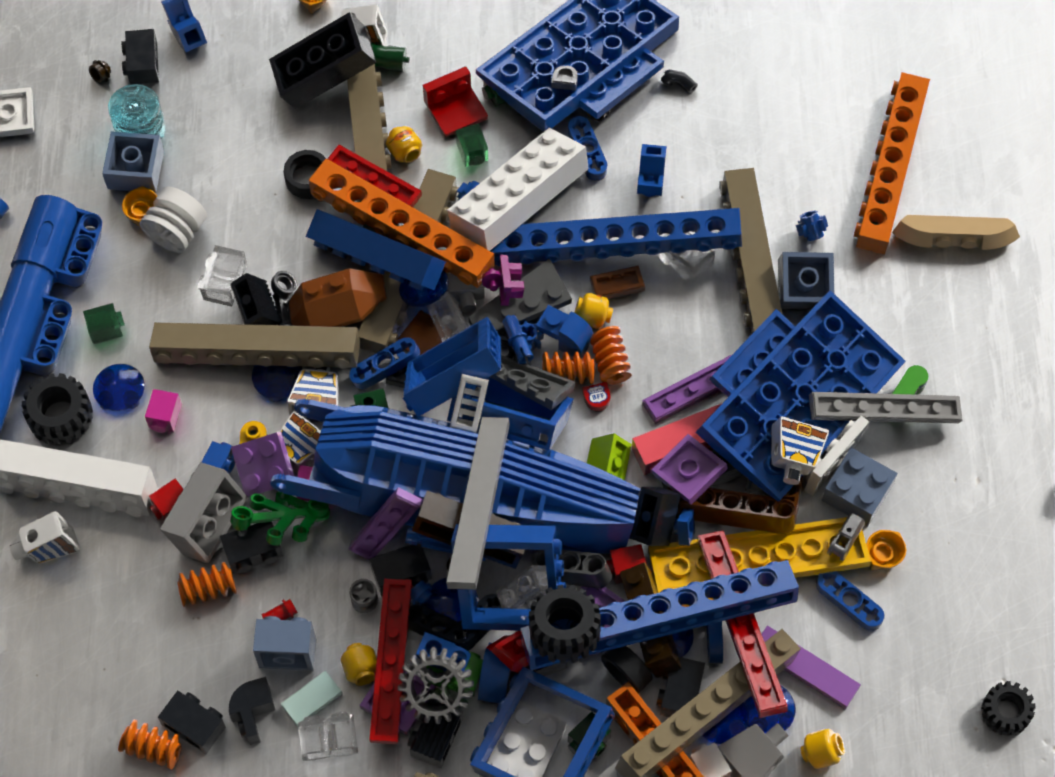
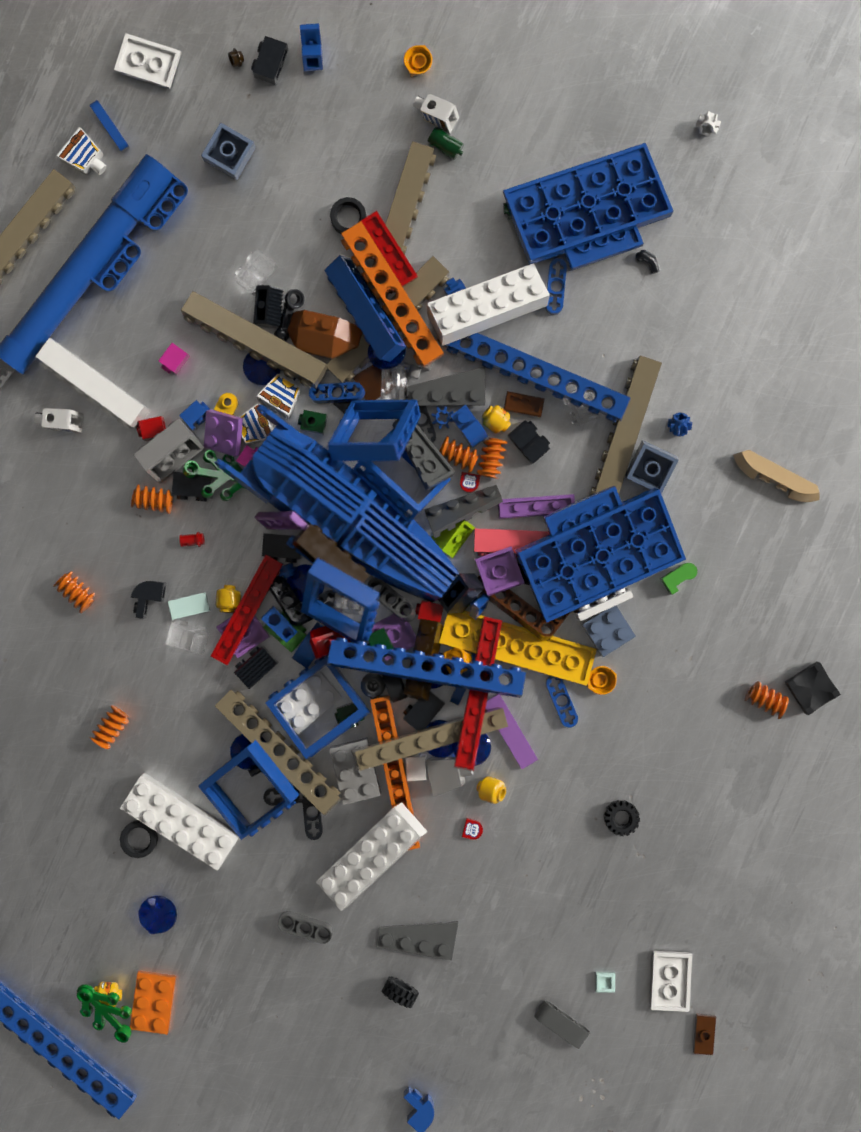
camera: 20 degrees right, 25 degrees up
(47, 393) = (89, 317): black tyre -> none
(104, 323) = (159, 271): clear green brick -> none
(119, 387) = (151, 325): clear blue dish -> none
(136, 110) = (250, 123): clear light blue wheel -> none
(137, 203) = (220, 188): light orange hat -> none
(173, 219) = (237, 214): white wheel -> none
(192, 721) = (107, 588): black brick -> none
(284, 643) = (184, 567): sand blue brick -> none
(322, 60) = (395, 132): black brick -> none
(363, 589) = (250, 553): flat silver wheel -> none
(404, 144) = (426, 225): yellow head -> none
(441, 695) = (266, 641): light grey gear -> none
(453, 101) = (478, 207): red bracket -> none
(467, 425) = (360, 481): white slope -> none
(472, 145) = (474, 248): clear green brick -> none
(478, 504) = (338, 551): light grey tile -> none
(502, 279) = (449, 365): magenta hips -> none
(517, 339) = (432, 421): blue axle -> none
(564, 604) = (361, 639): black tyre -> none
(565, 78) = (562, 230): flat silver tile -> none
(603, 676) = (371, 691): none -> dark grey head
(607, 423) = (450, 513): none -> dark grey wing
(645, 319) = (529, 442): none -> black brick
(651, 170) = (589, 330): blue brick -> none
(796, 447) = (574, 596): torso -> none
(847, 536) = (581, 662): flat silver bar -> none
(872, 236) = (812, 351): orange brick -> none
(885, 407) = (652, 587): light grey tile -> none

